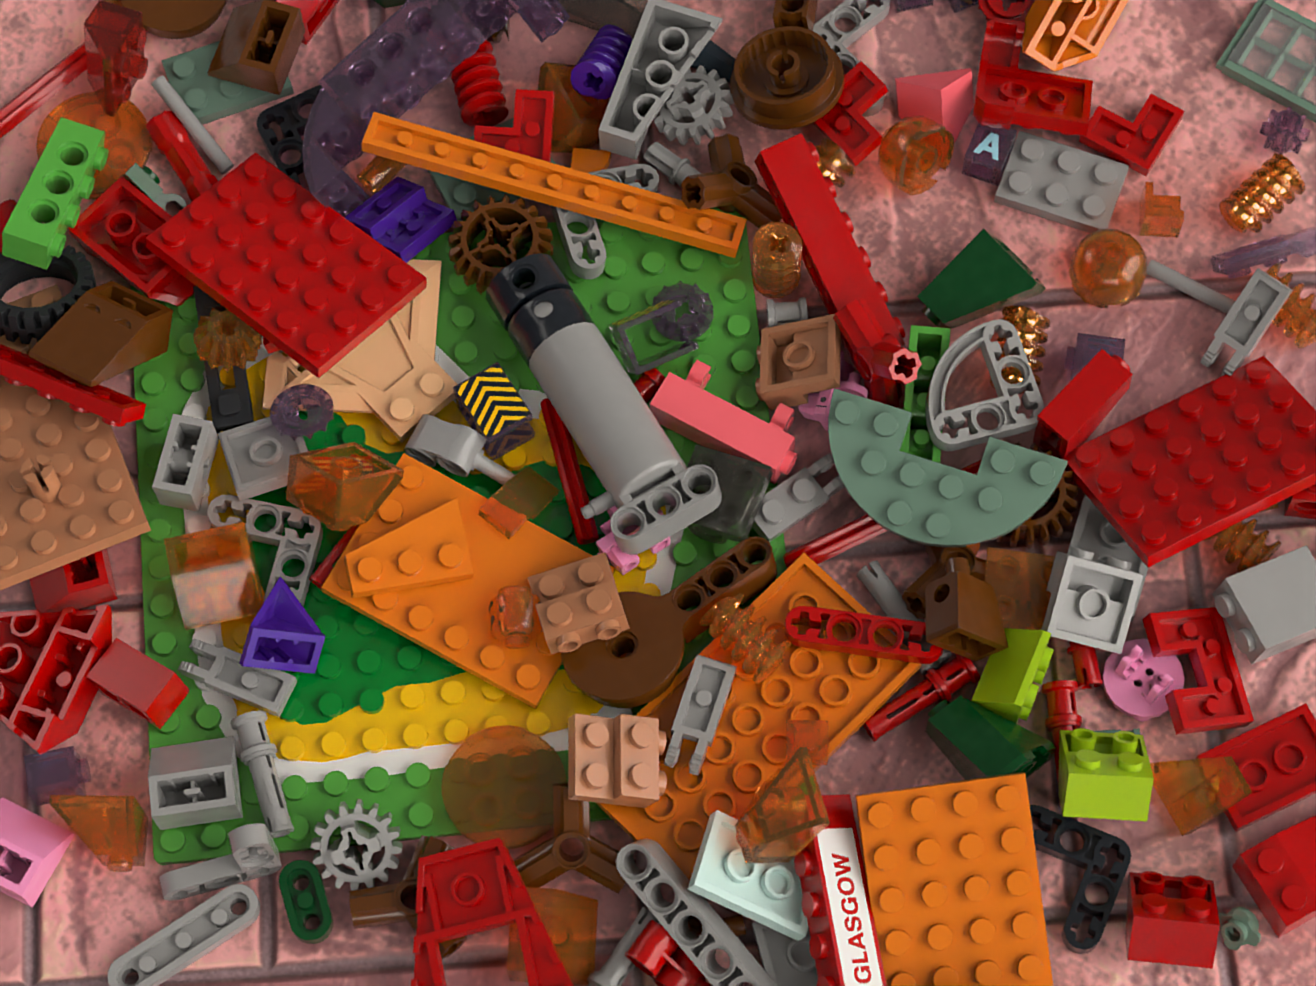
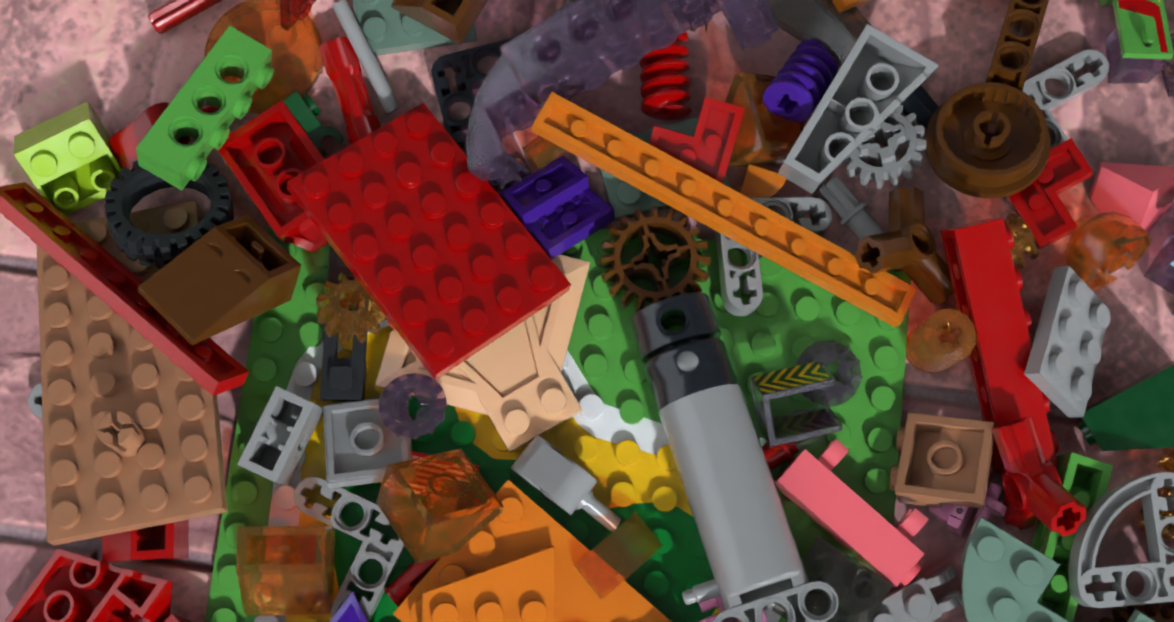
camera: 10 degrees right, 10 degrees up
(494, 410) = (613, 448): piece -> none
(569, 474) = (676, 533): red axle -> none
(786, 312) = (936, 399): light grey bush -> none
(892, 235) = (1068, 342): none -> light grey plate

